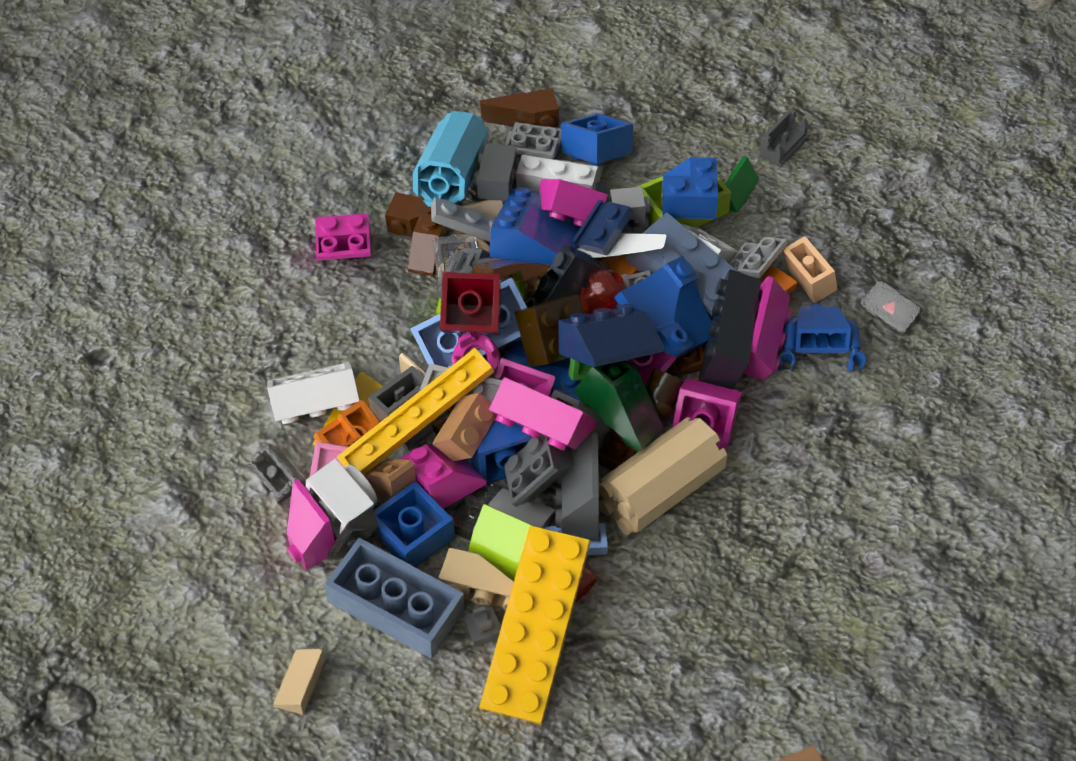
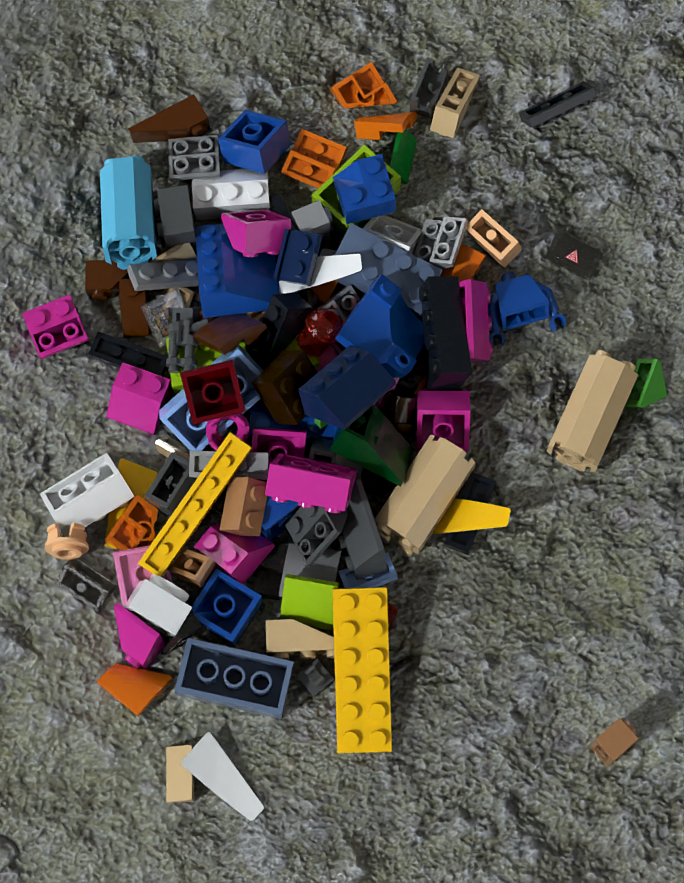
camera: 15 degrees left, 20 degrees up
(265, 420) = (67, 547): none -> light nougat piece
(285, 579) = (133, 686): none -> orange slope
(342, 693) = (218, 773): none -> white sticker
(393, 317) = (138, 398): none -> dark pink slope
(404, 284) = (117, 351): none -> black plate
(645, 165) = (313, 159): none -> orange slope
(706, 506) = (472, 515): none -> yellow sticker
(706, 511) = (477, 489): none -> black plate
(718, 125) = (363, 89): none -> orange slope
(727, 153) = (375, 126): none -> orange slope
(803, 155) = (454, 102): none -> tan slope
(870, 445) = (593, 411): none -> tan brick
(911, 180) = (557, 105): none -> black plate
(937, 441) = (648, 385): none -> bright green slope

